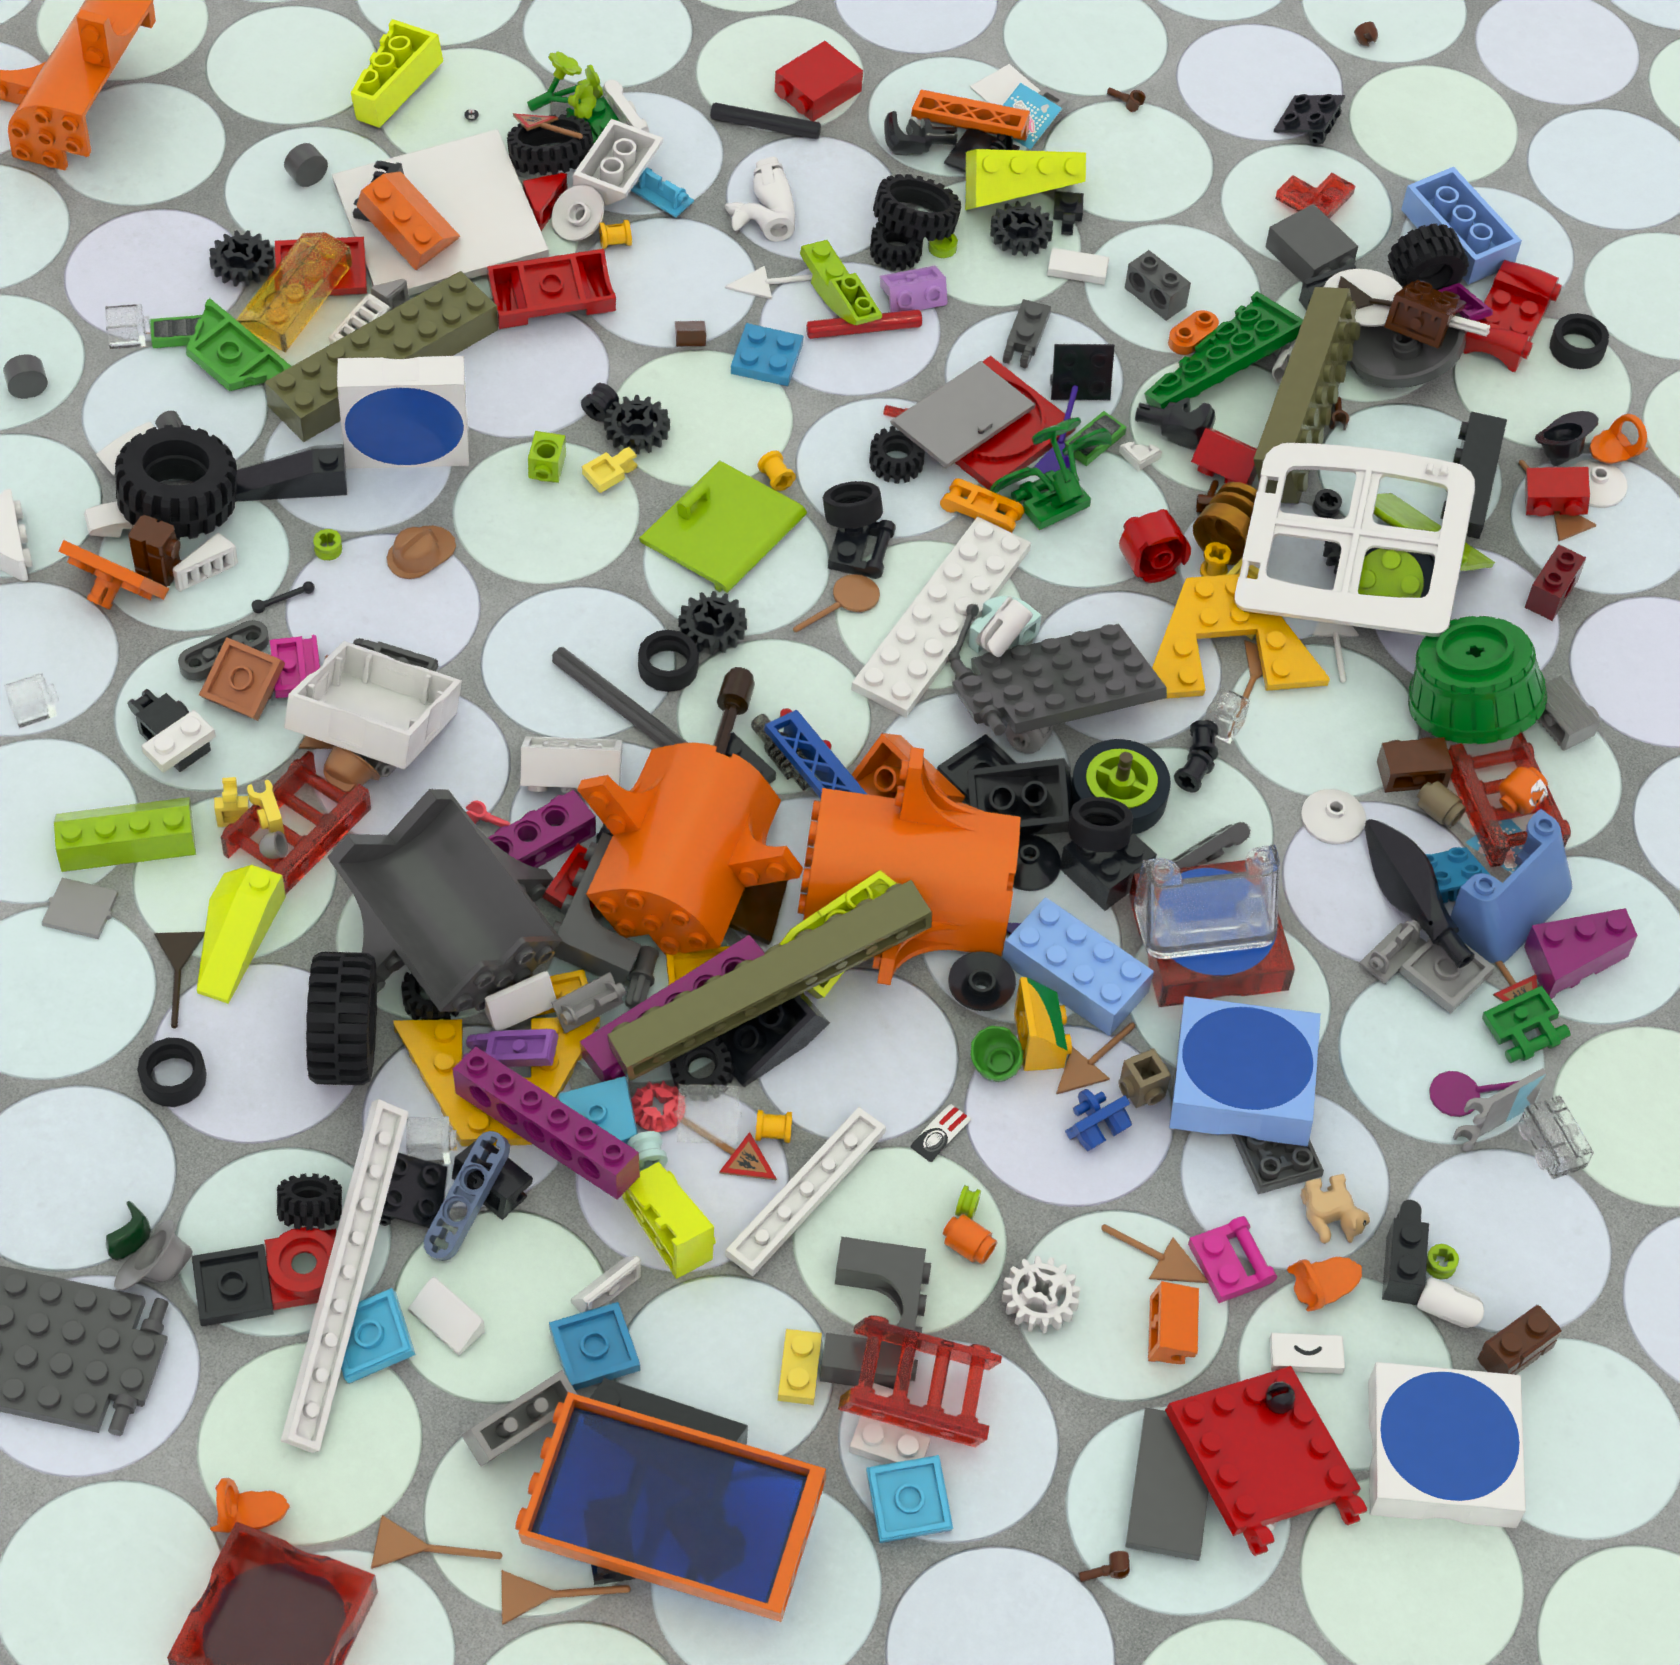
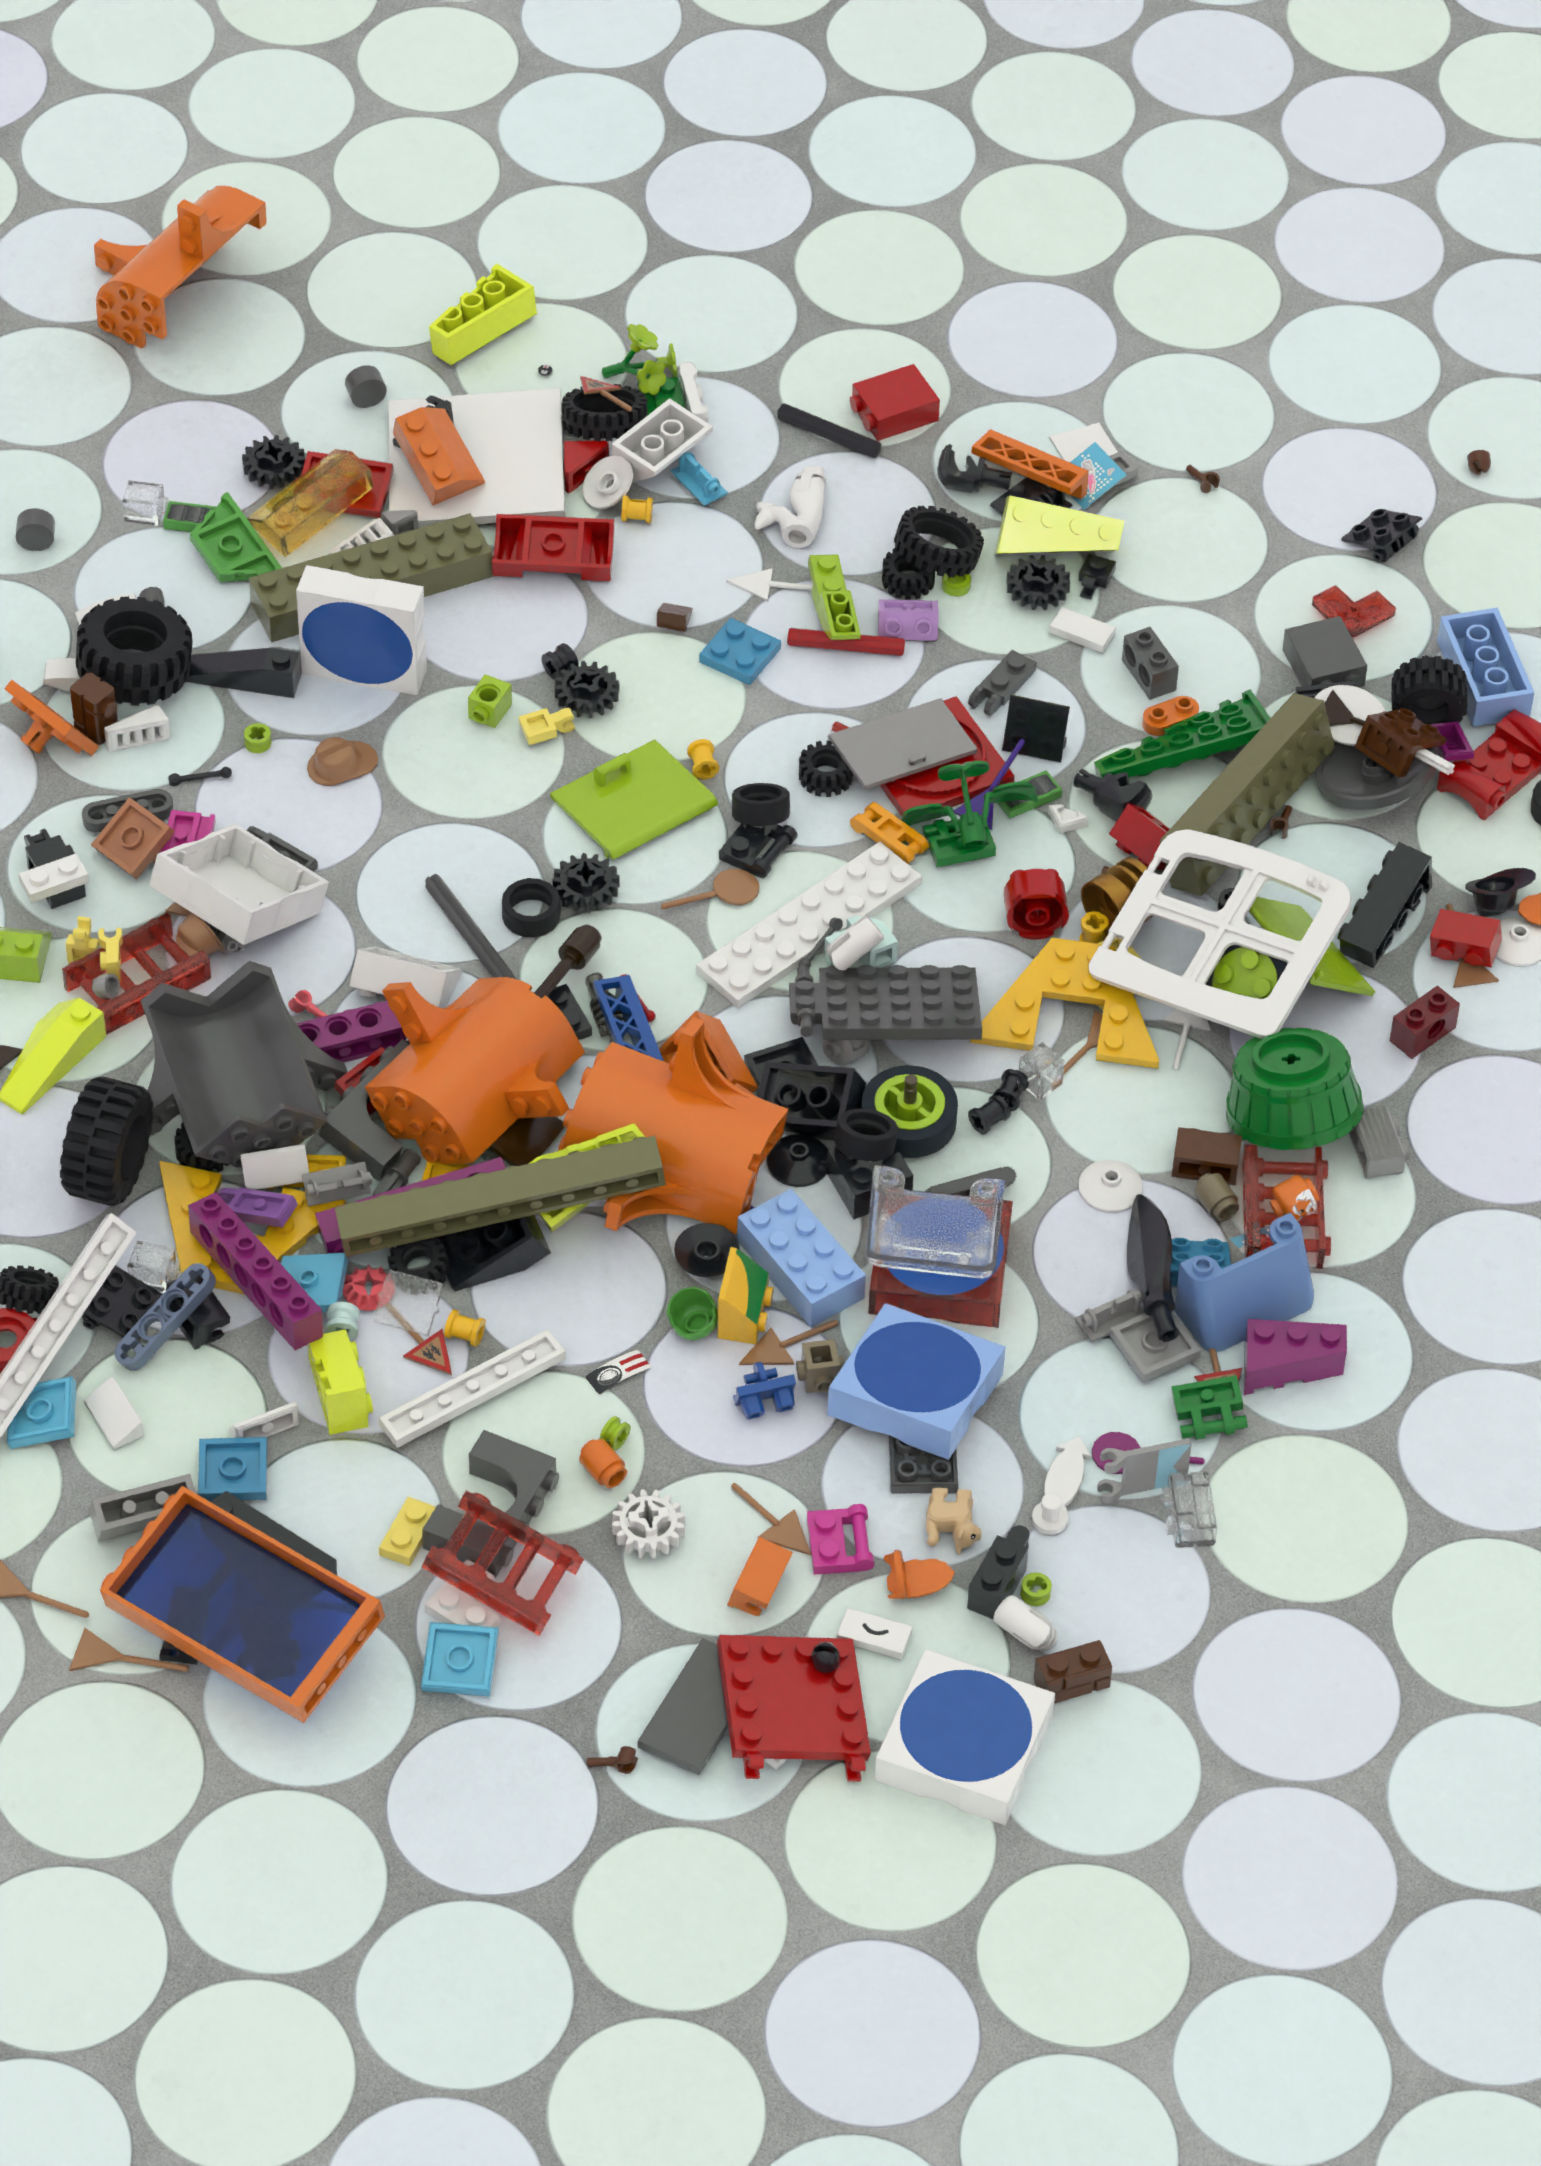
camera: 20 degrees right, 5 degrees down
(1419, 1145) = (1061, 1487): none -> white brick

